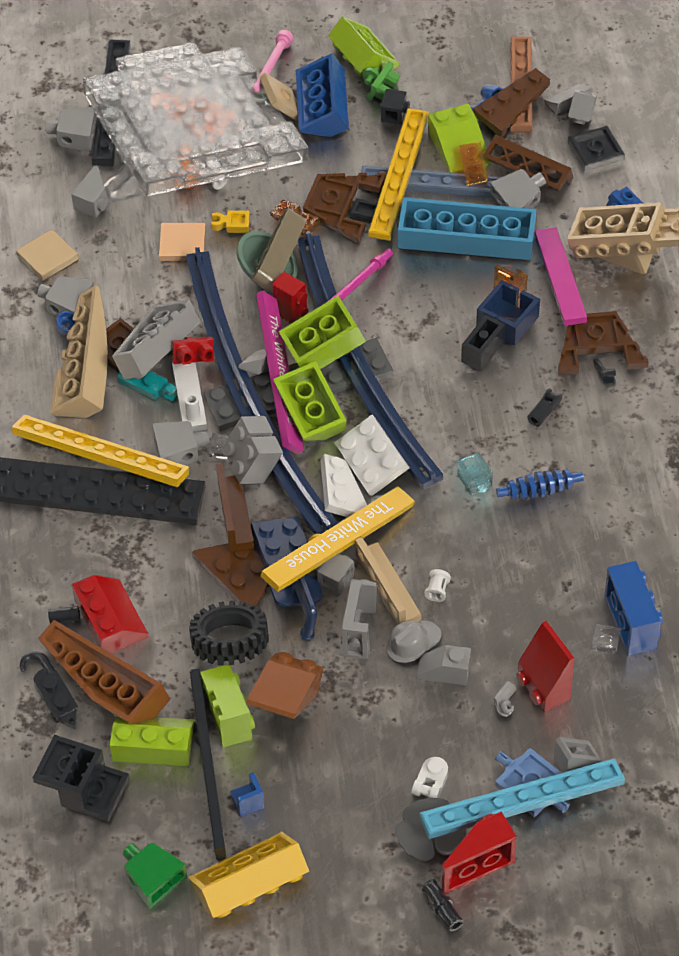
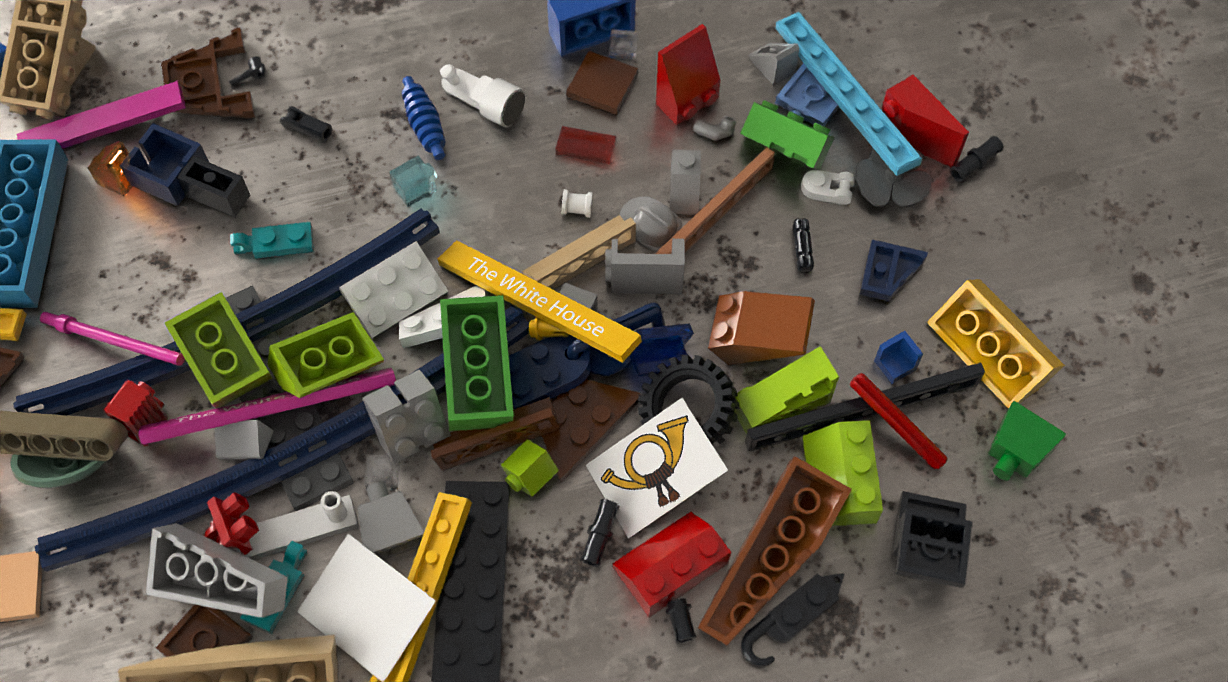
camera: 100 degrees left, 10 degrees up
(116, 424) = (366, 607): none -> white sticker
(143, 571) = (600, 533): none -> black pin
(183, 607) = (656, 467): none -> white sticker
(184, 775) = (898, 421): none -> red axle
(201, 528) = (529, 468): none -> lime brick
(280, 486) = (476, 362): none -> bright green brick
(283, 625) = (659, 346): none -> clear blue panel
(335, 807) = (889, 269): none -> dark blue wing
(372, 748) = (803, 245): none -> black axle
(417, 686) = (723, 201): none -> nougat tile
(434, 387) = (275, 240): none -> teal plate
(476, 745) = (788, 134): none -> bright green wedge
(501, 601) = (585, 145): none -> clear red tile
(553, 529) = (492, 97): none -> white piece
(569, 619) = (602, 82): none -> reddish brown tile

